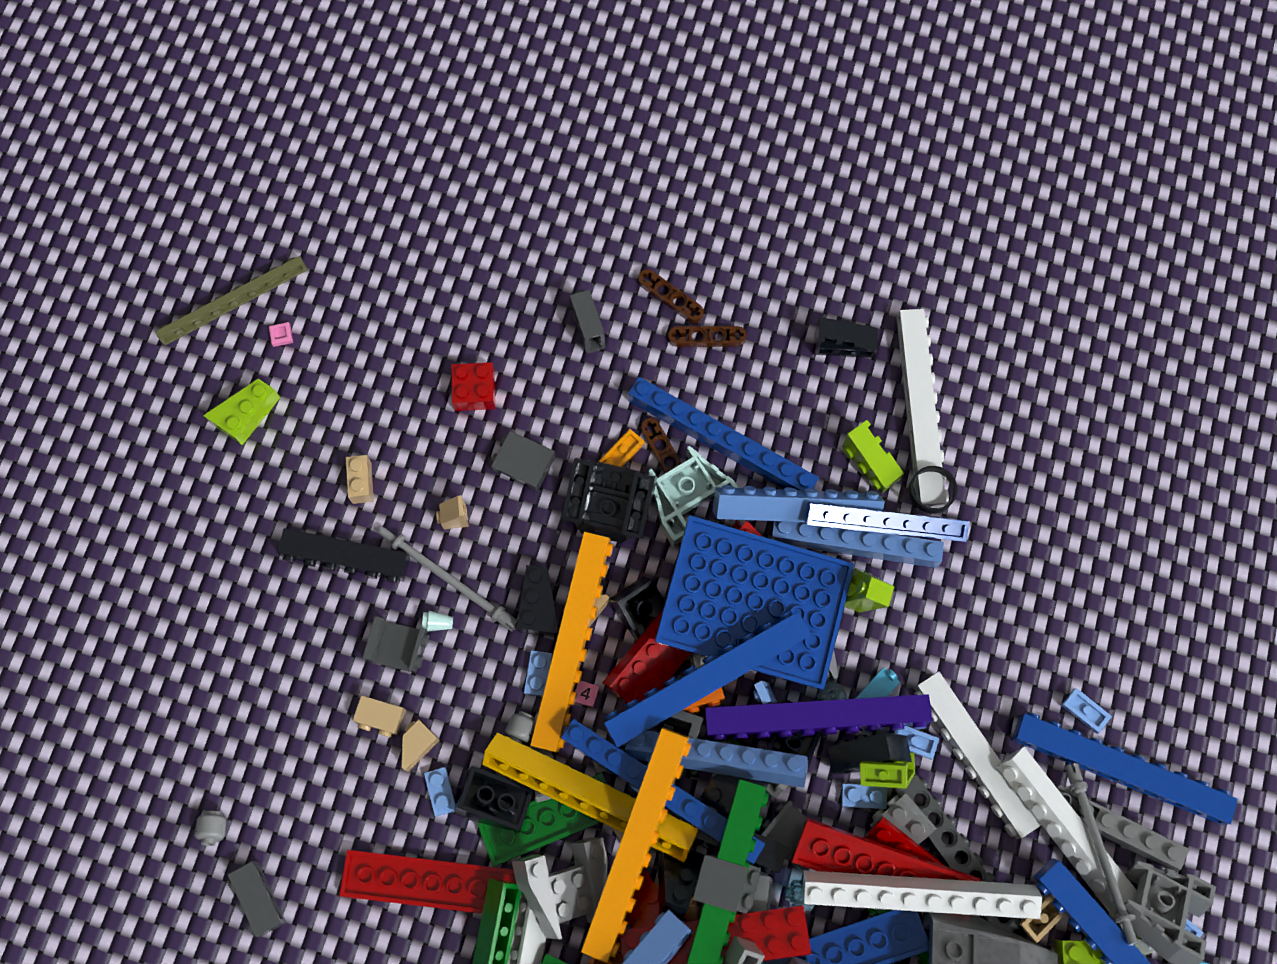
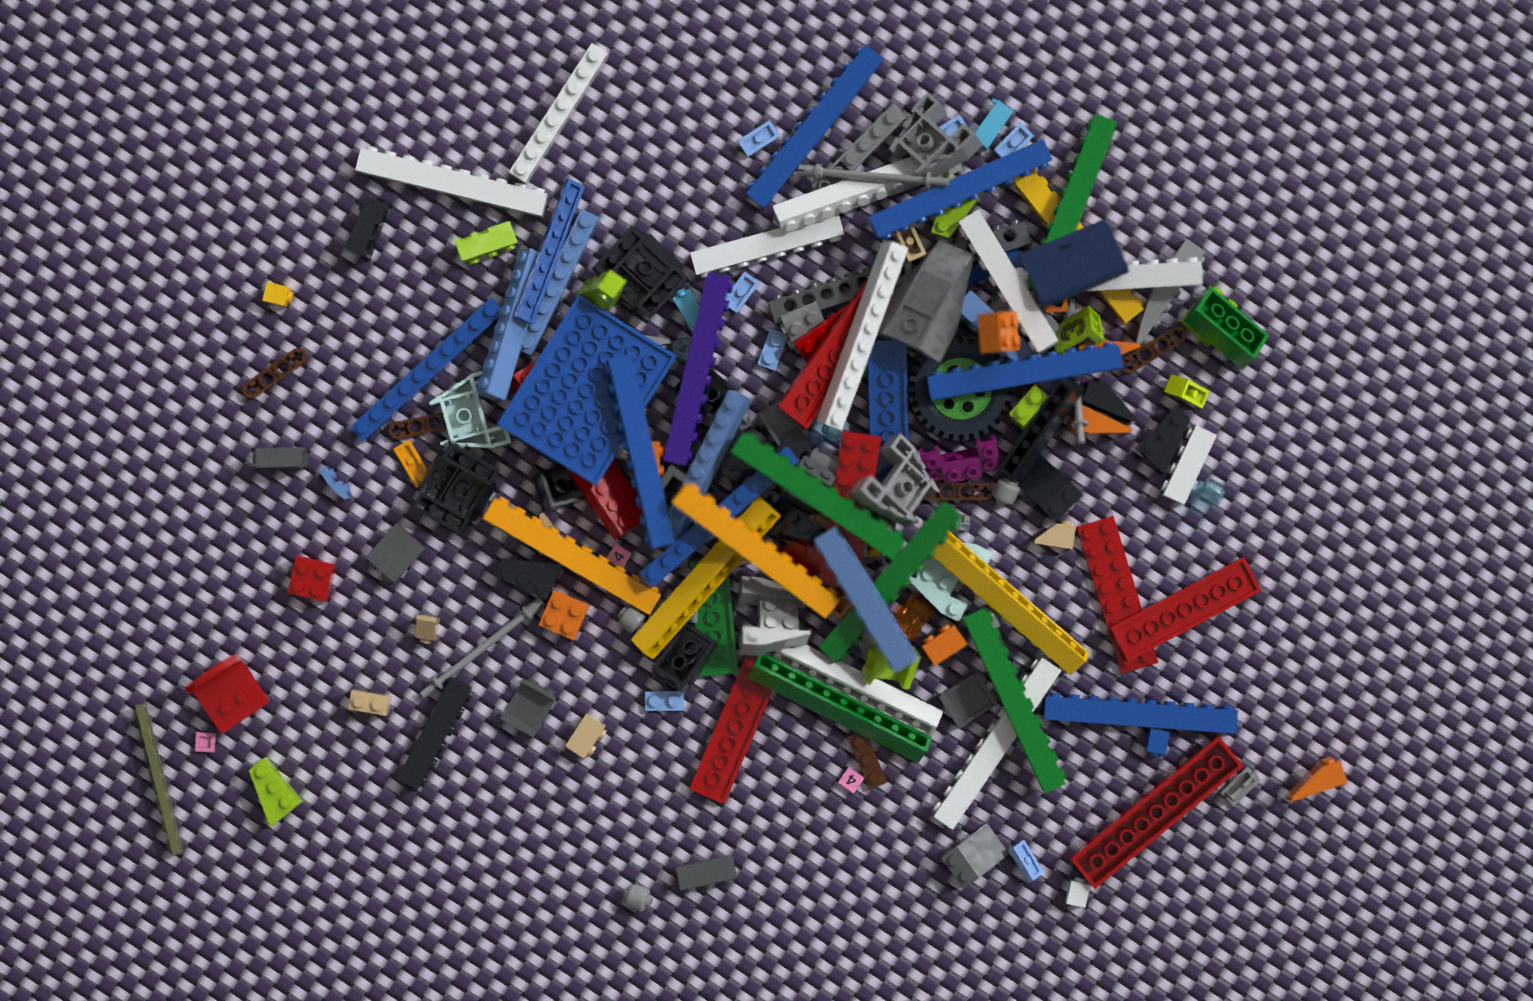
camera: 80 degrees left, 15 degrees up
(334, 335) = (228, 693): none -> red piece
(416, 744) = (618, 710): tan slope -> none
(436, 621) = (518, 667): light aqua cone -> none
(505, 653) = (564, 615): none -> orange brick
(537, 673) = (589, 592): light blue plate -> none
(574, 386) = (339, 487): none -> medium blue slope
(707, 340) = (321, 351): reddish brown beam -> none
(720, 883) = (806, 492): dark grey sticker -> none
(749, 275) = (277, 294): none -> yellow brick
(764, 693) = (665, 405): light blue plate -> none
(880, 747) = (739, 335): black wedge -> none
(887, 774) = (757, 324): lime panel -> none
(903, 631) = (647, 267): none -> black slope
(945, 473) = (532, 182): black tyre -> none
(1034, 493) = (559, 113): none -> white brick

